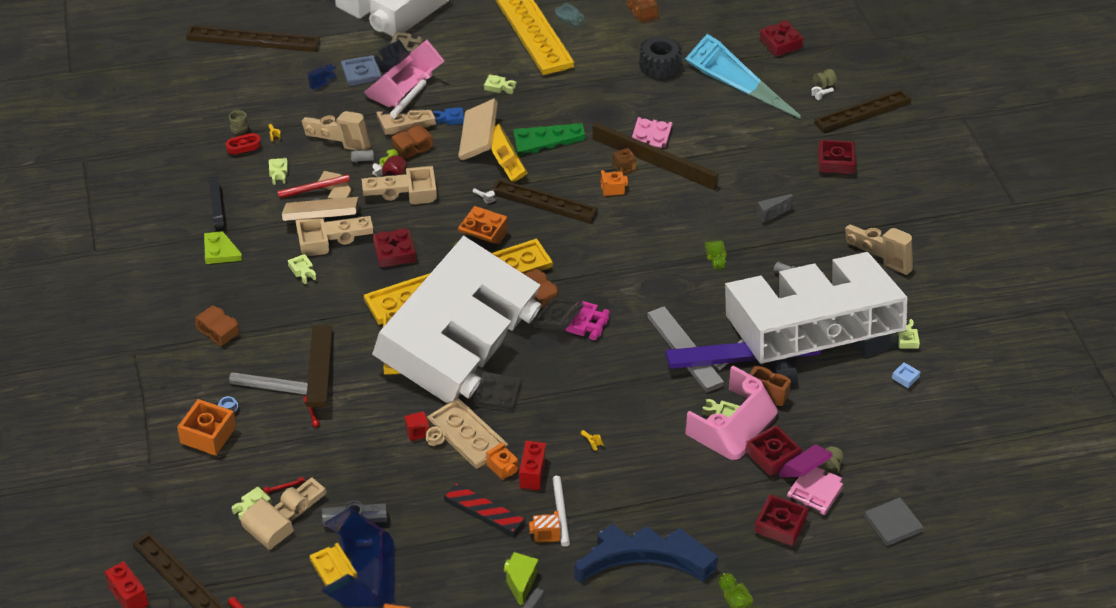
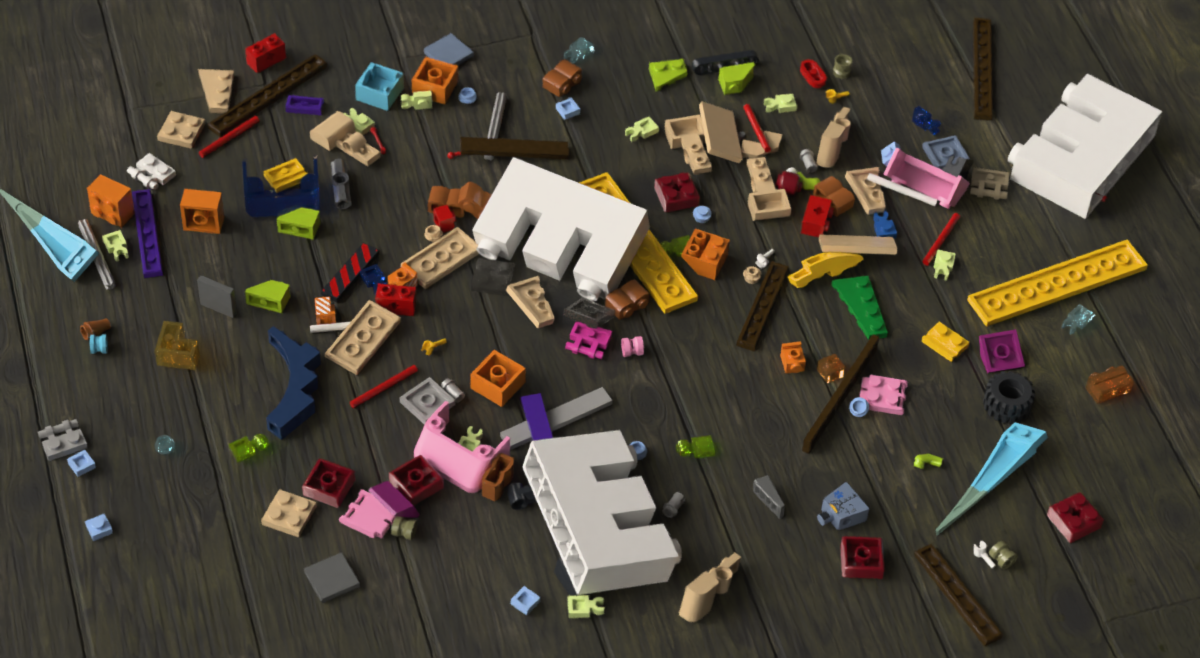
camera: 85 degrees right, 5 degrees up
(152, 422) = (449, 50): none -> sand blue tile
(169, 312) = (579, 48): none -> clear light blue plate
(204, 479) = (379, 86): none -> medium azure container
(212, 568) = (304, 105): none -> dark purple tile
(232, 444) = (419, 100): none -> yellowish green plate
(242, 196) = (735, 78): none -> lime slope
(263, 323) = (568, 108): none -> light blue plate
(361, 101) = (888, 151): none -> light blue plate
(390, 422) = (443, 196): none -> dark orange brick
(401, 392) = (473, 199): none -> dark orange brick
(411, 549) = (300, 223): none -> lime slope
(424, 233) = (702, 214): none -> light blue plate
(438, 154) = (816, 216): none -> red brick
(468, 83) = (941, 239): none -> red bar
(497, 487) = (372, 276): none -> clear blue plate
(506, 204) = (752, 275): none -> tan plate
(531, 362) = (532, 301): none -> tan wing
(582, 495) = (362, 337): none -> tan tile
(590, 92) = (945, 341): none -> yellow plate
(598, 288) = (632, 346): none -> bright pink wheel
(606, 59) = (1001, 351): none -> magenta slope
(644, 383) = (498, 378): none -> orange brick
(645, 481) = (383, 386): none -> red bar
(653, 423) = (450, 387): none -> light grey pin
(668, 443) = (425, 399): none -> light grey plate
(669, 145) = (859, 407): none -> light blue plate
(719, 292) = (640, 449): none -> light blue plate
(724, 113) = (929, 459): none -> lime arm
(783, 164) = (843, 508): none -> sand blue torso
(816, 558) = (289, 513): none -> tan plate

